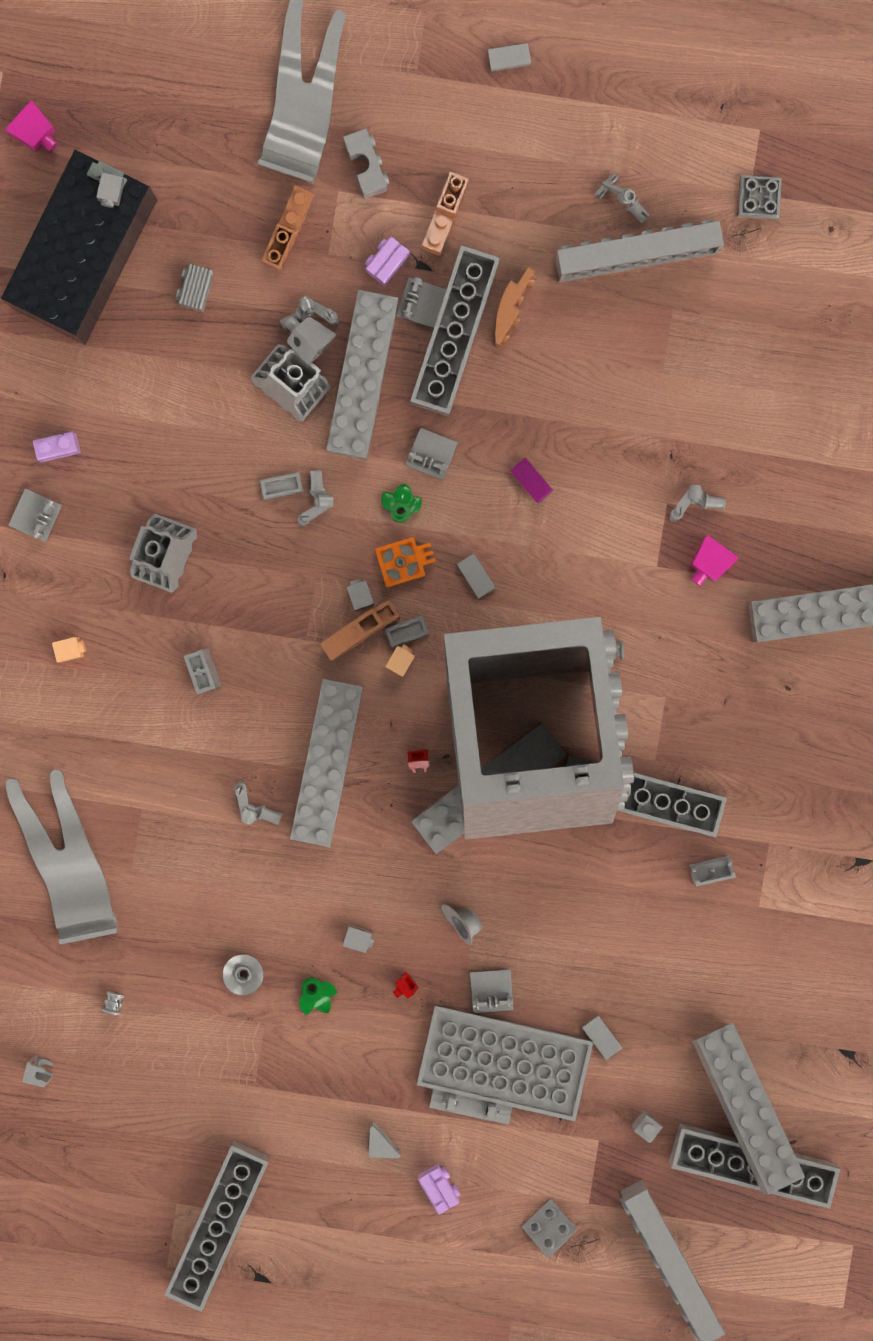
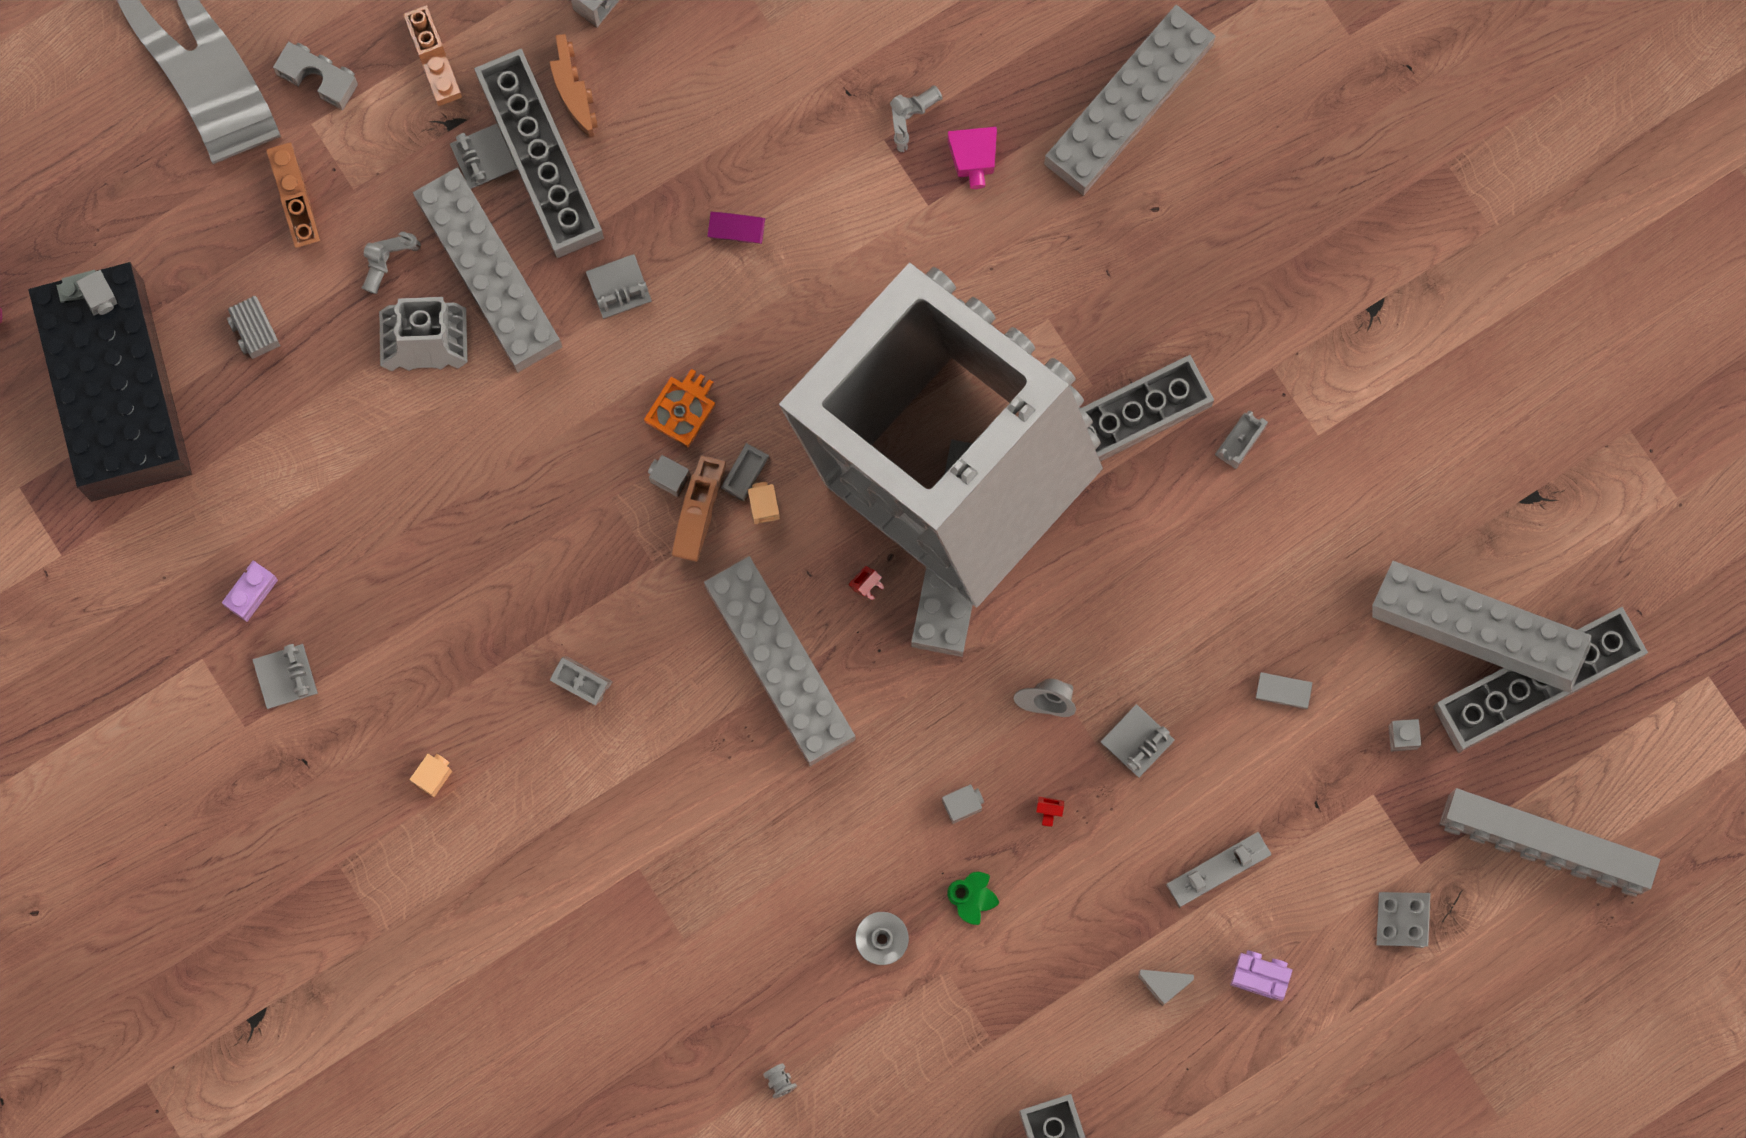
camera: 50 degrees left, 10 degrees down
(71, 874) = (624, 992): light grey flag -> none
(162, 552) = (441, 603): light grey slope -> none
(250, 812) = (749, 775): light grey pin -> none
(281, 486) = (501, 441): light grey tile -> none
(309, 338) = (404, 278): light grey torso -> none
(322, 499) = (552, 419): light grey pin -> none
(387, 260) = (415, 145): lavender brick -> none
(401, 500) = (628, 354): green plate -> none
(476, 576) = (764, 362): light grey tile -> none
(505, 1062) = (1213, 797): light grey plate -> none

